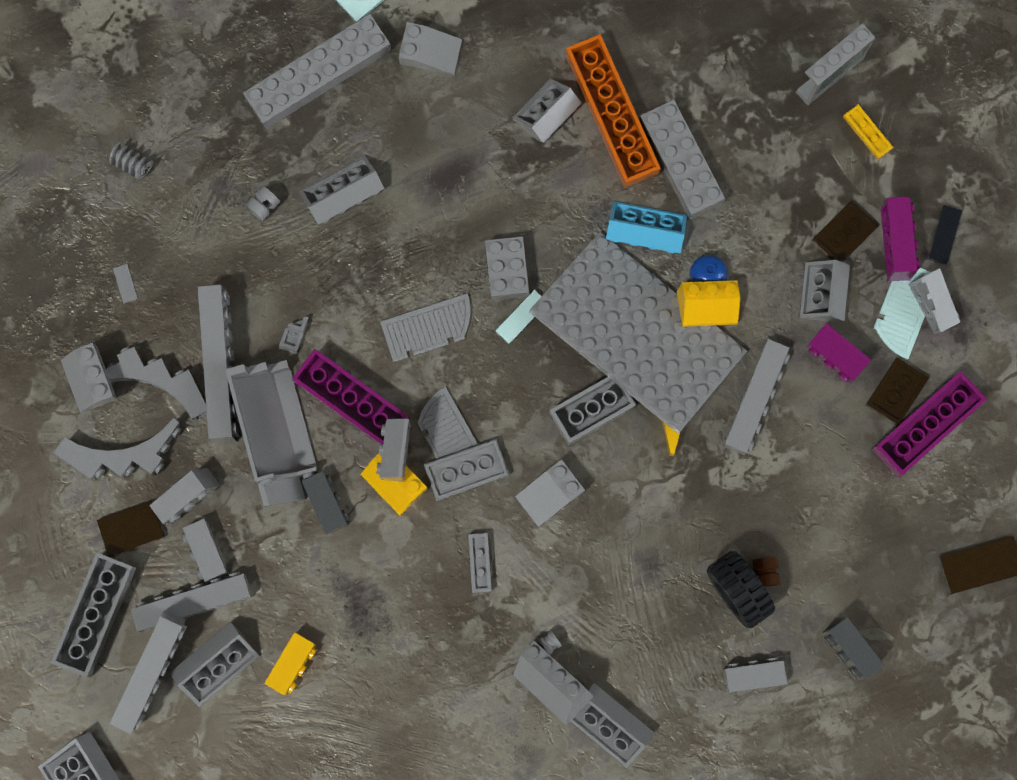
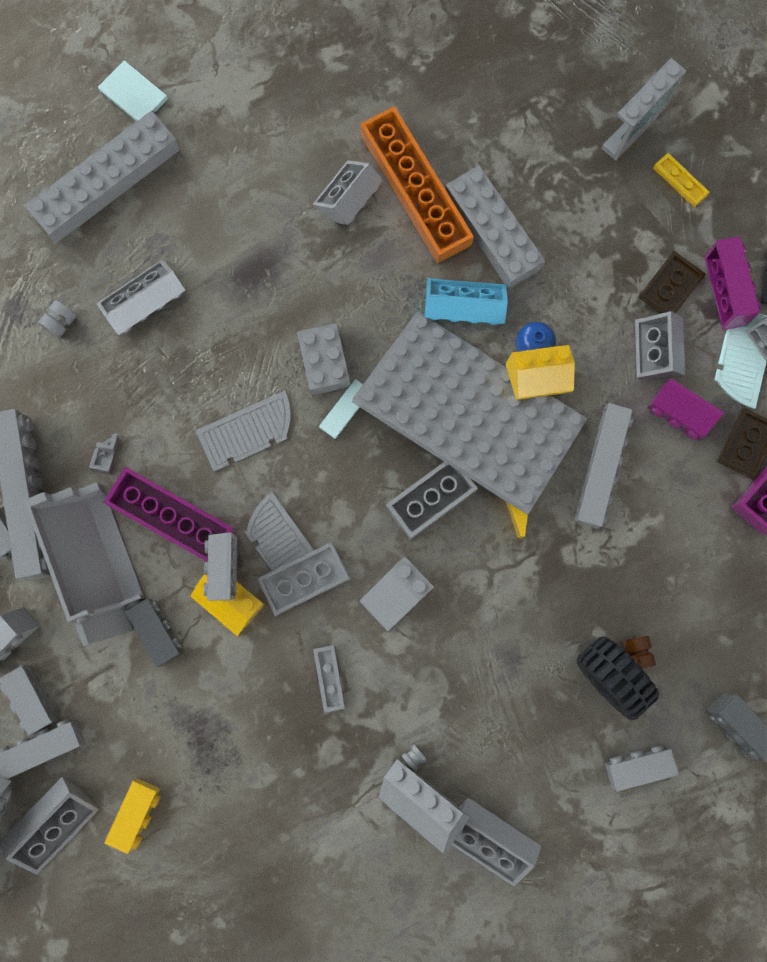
camera: 10 degrees left, 0 degrees up
(429, 49) = (218, 142): light grey slope -> none

